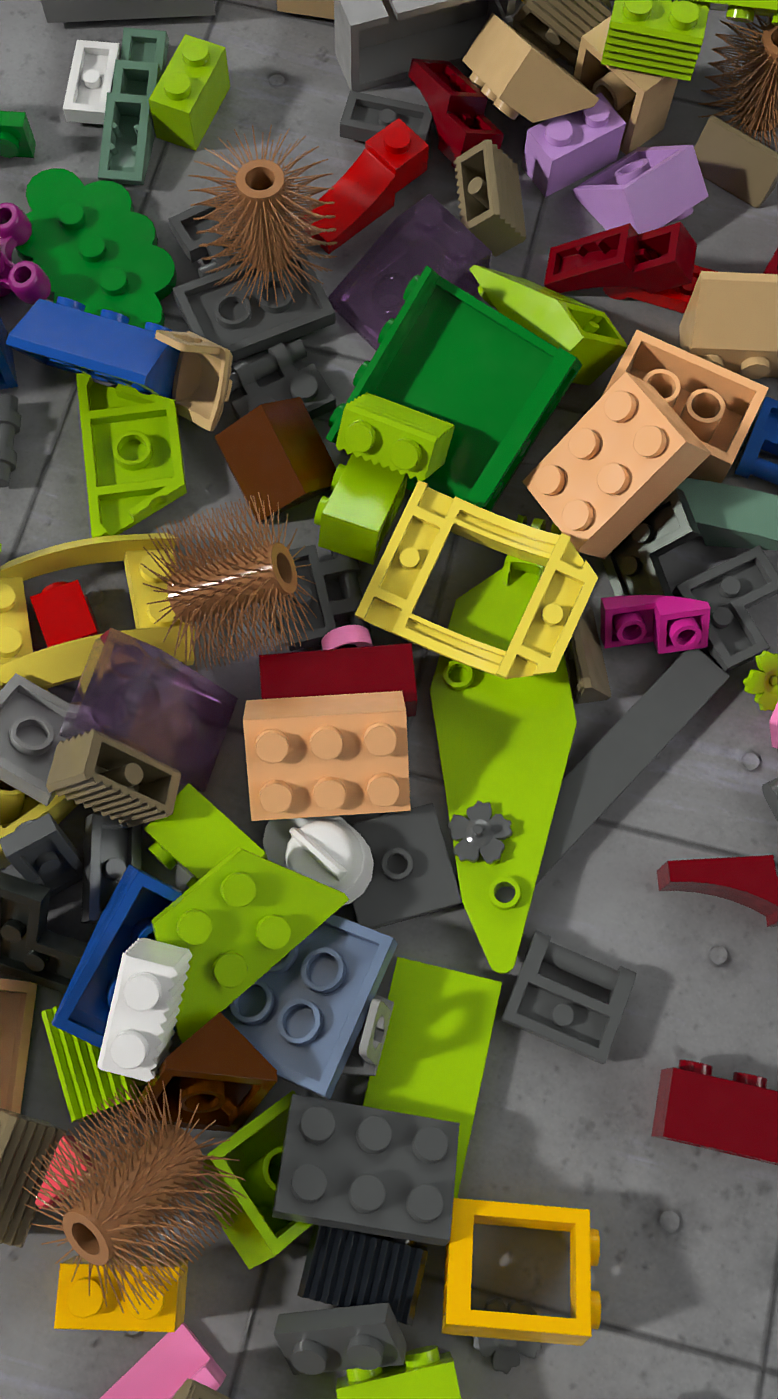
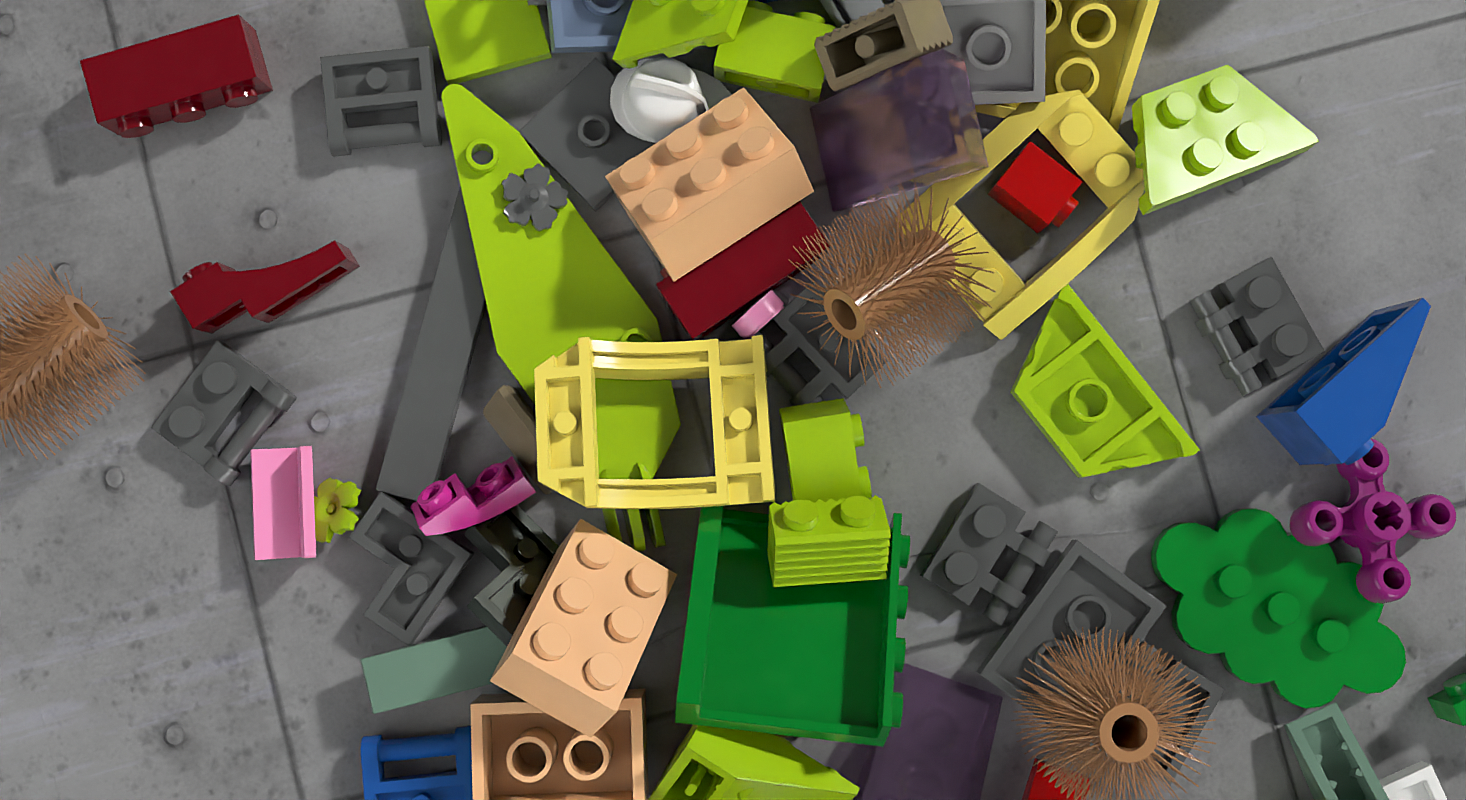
camera: 155 degrees right, 15 degrees up
(96, 345) = (1191, 481): blue slope -> none
(200, 377) = (1070, 511): tan piece -> none
(277, 455) = (937, 472): reddish brown slope -> none

